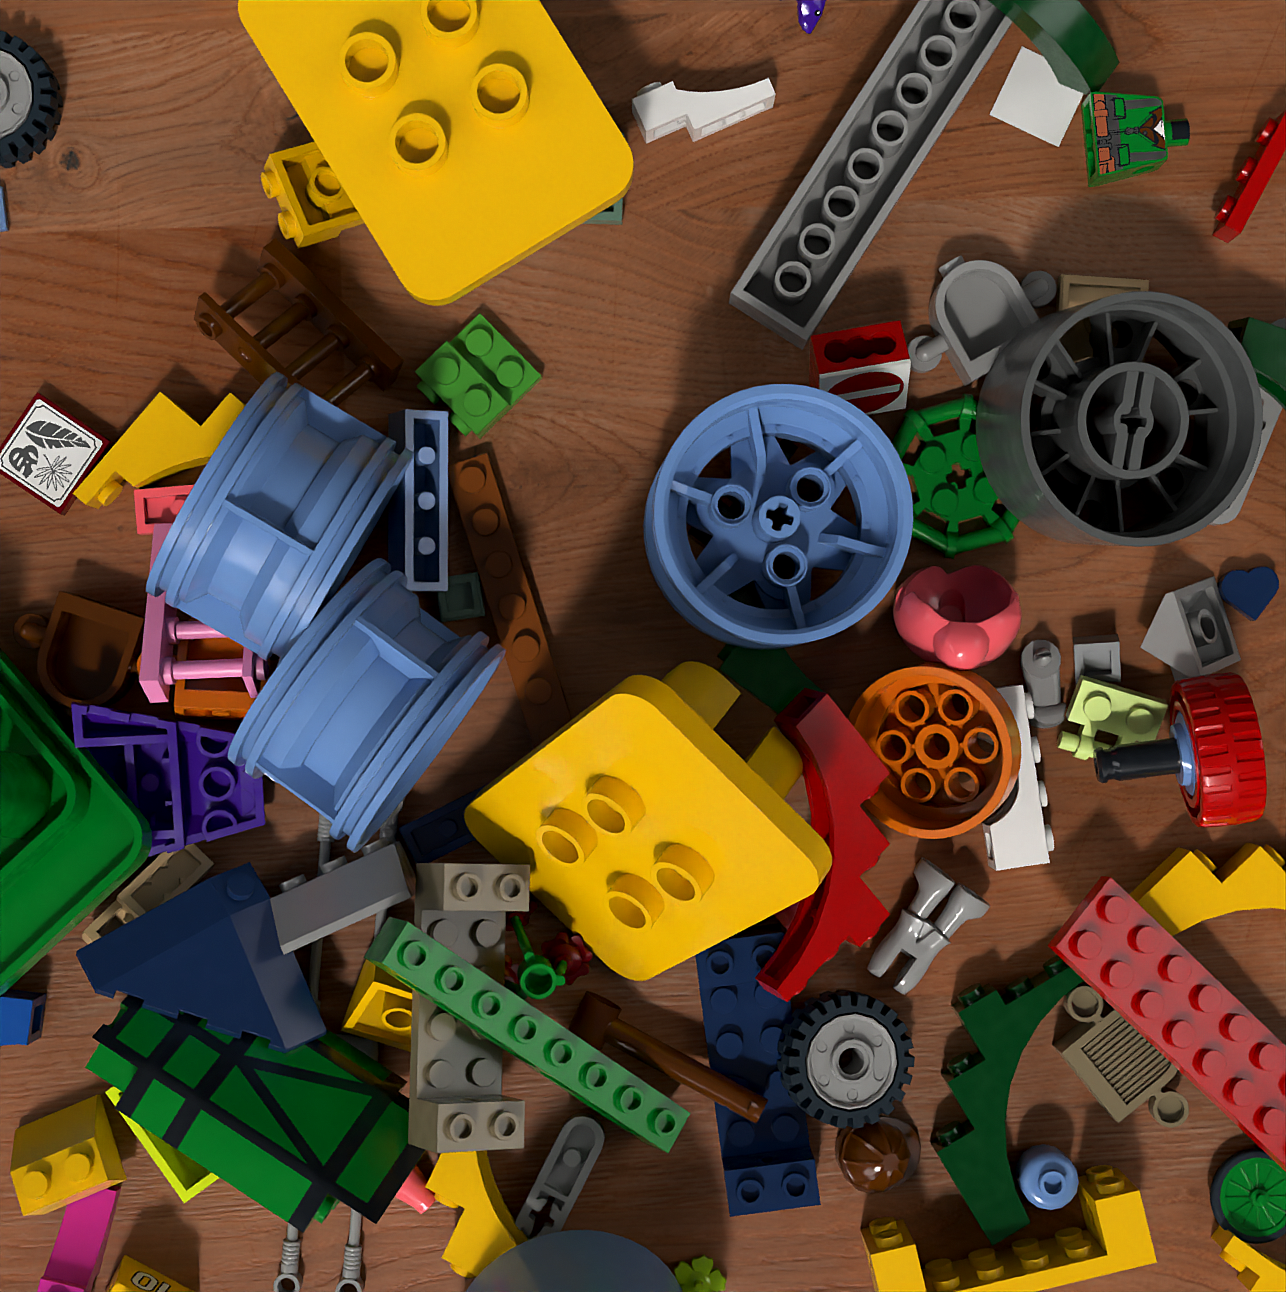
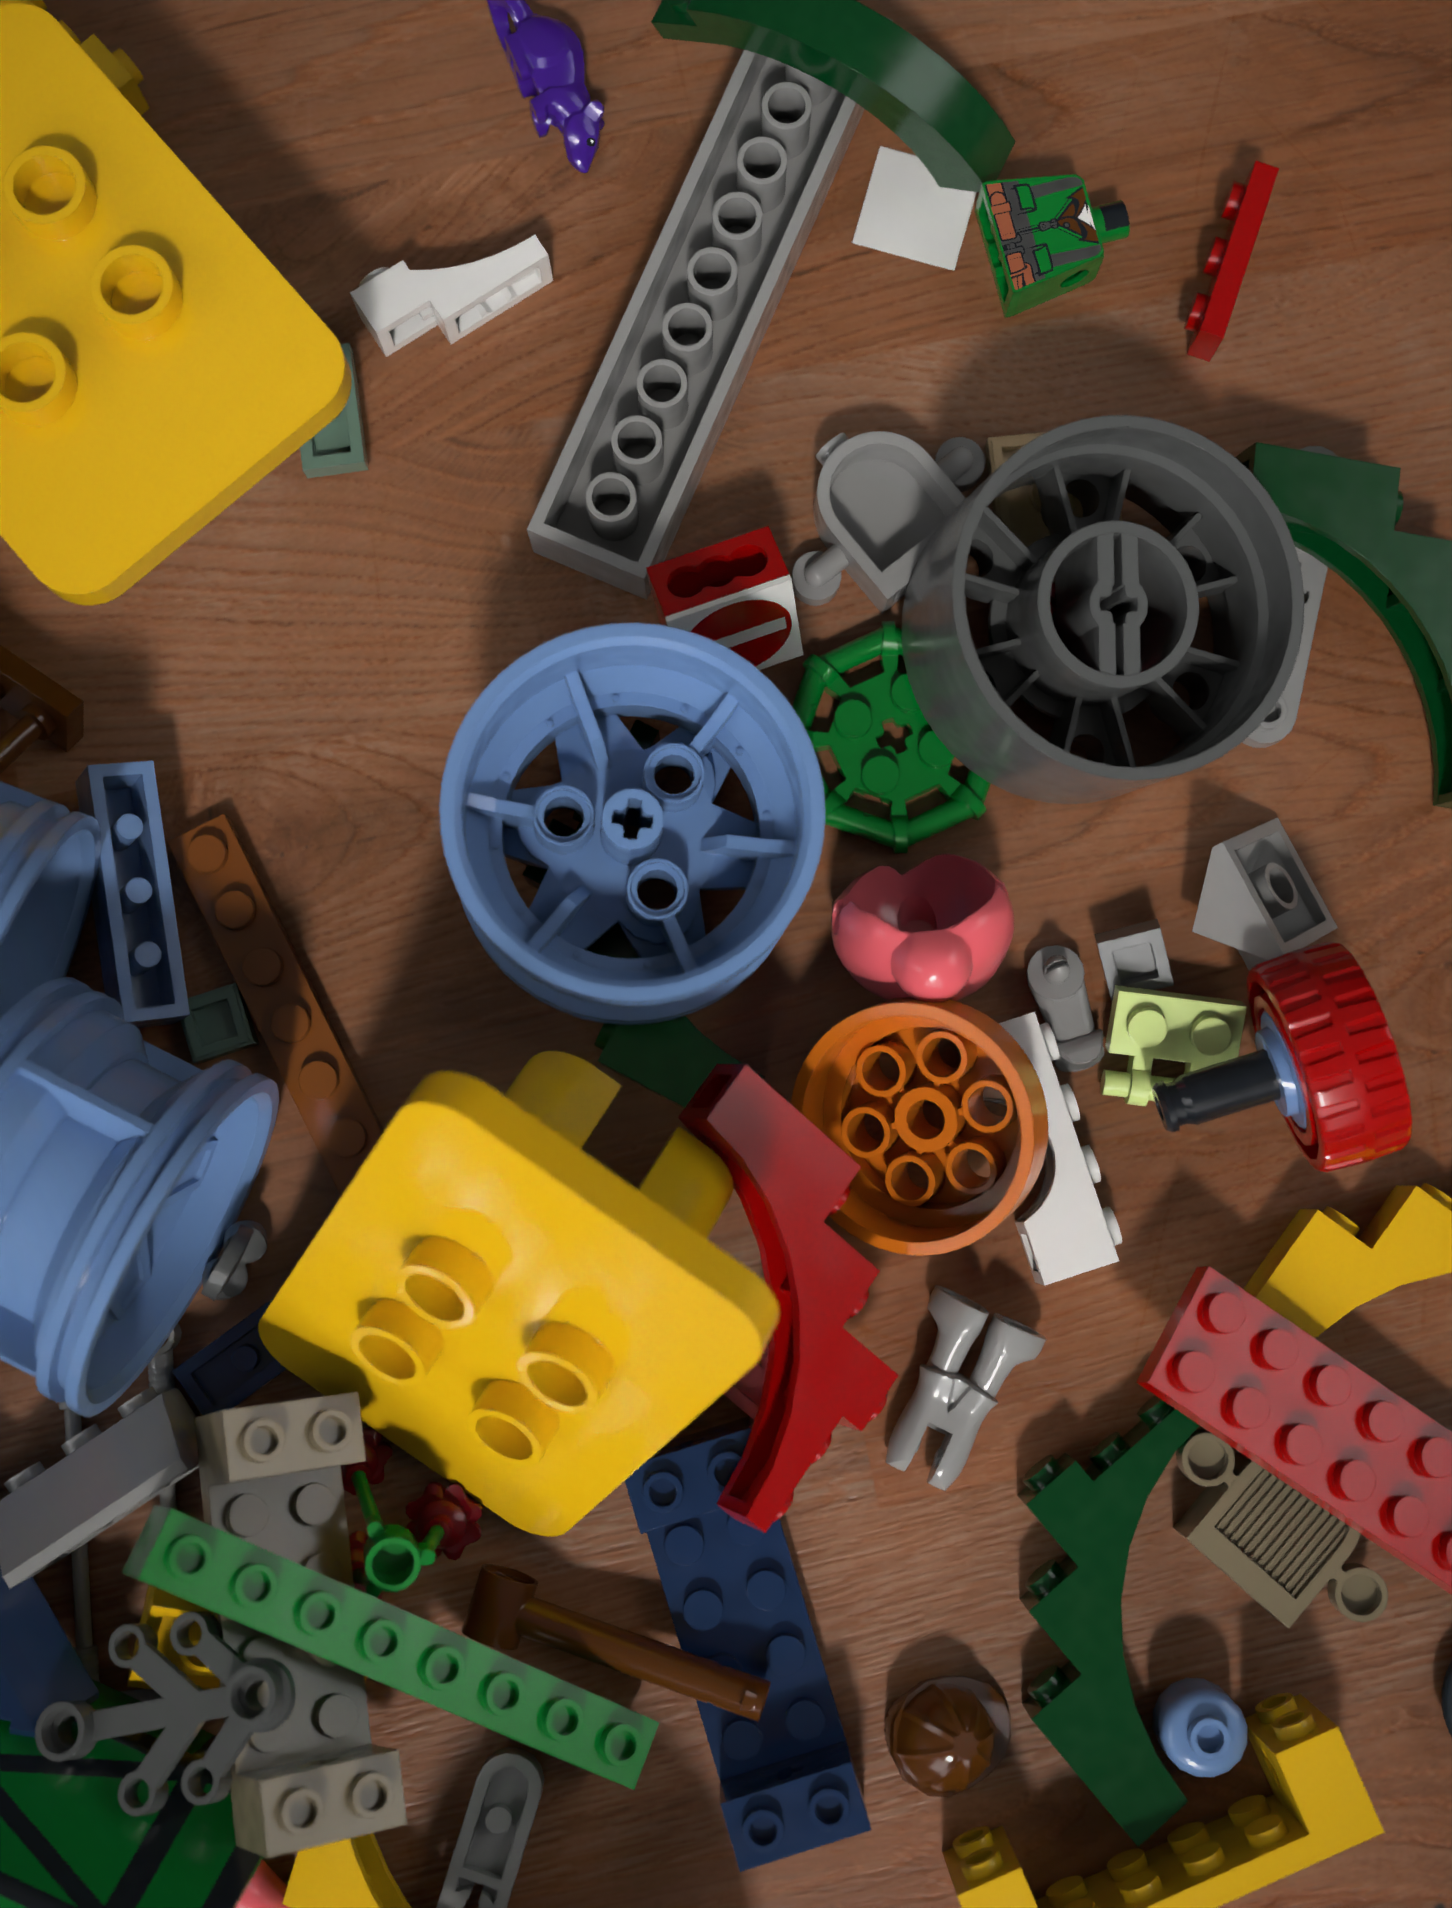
camera: 10 degrees left, 5 degrees down
(385, 1052) = (180, 1712): none -> dark grey plant
(442, 769) = (228, 1274): none -> dark grey piece
(477, 377) = (195, 711): bright green plate -> none
(877, 1063) = (923, 1609): wheel -> none
(1249, 590) = (1330, 828): dark blue tile -> none

